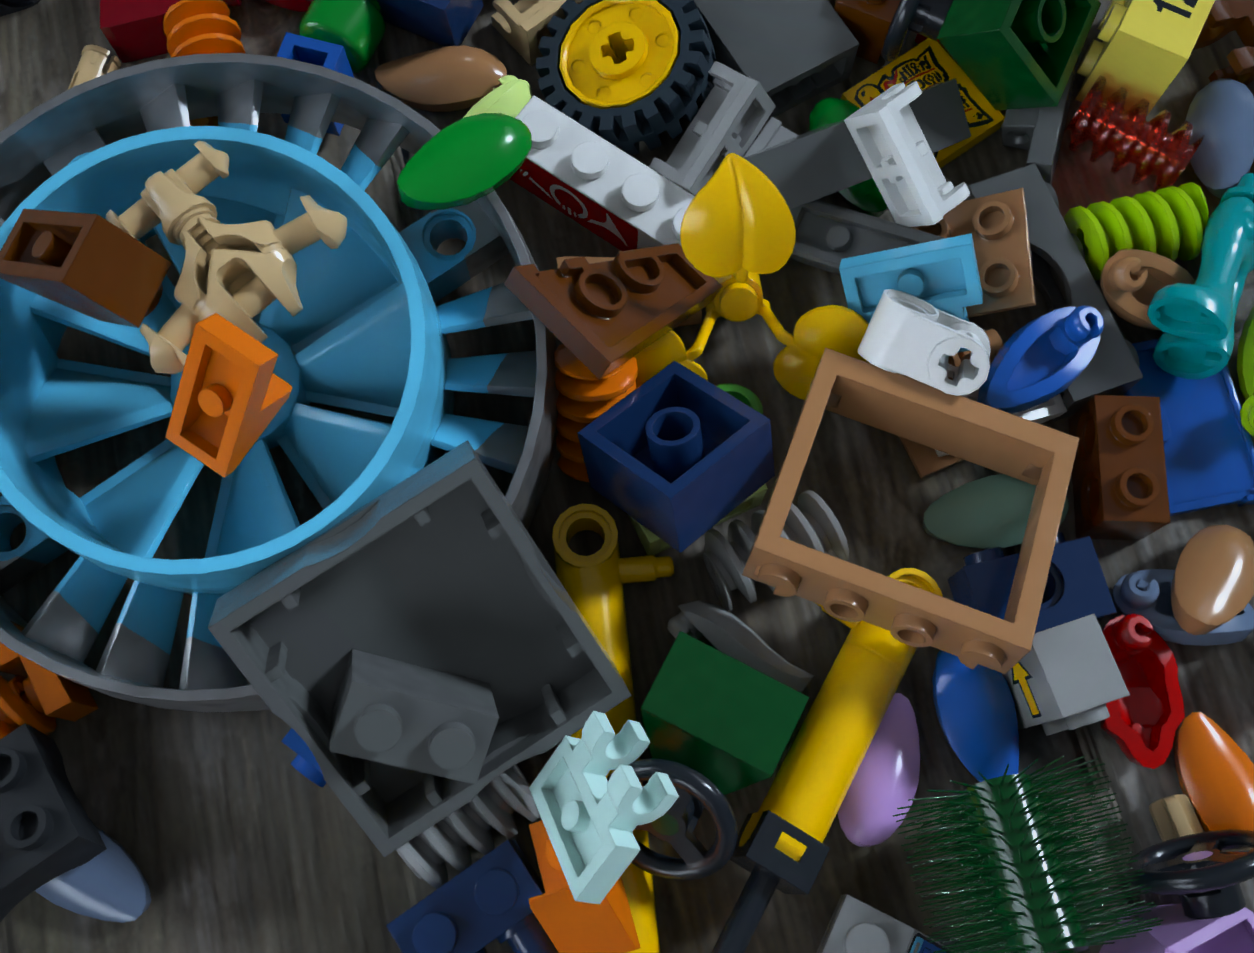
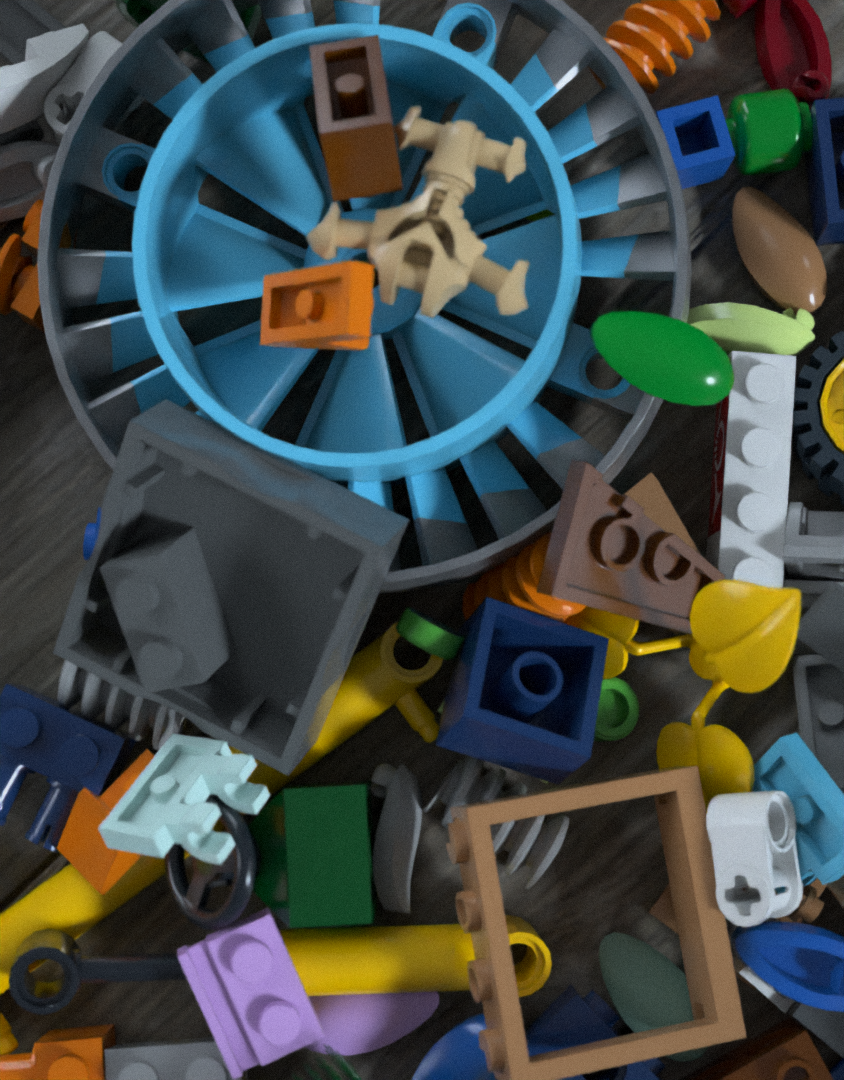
camera: 55 degrees right, 10 degrees up
(579, 505) = (429, 634): none -> bright green tile
(811, 851) = (250, 993): none -> lavender plate

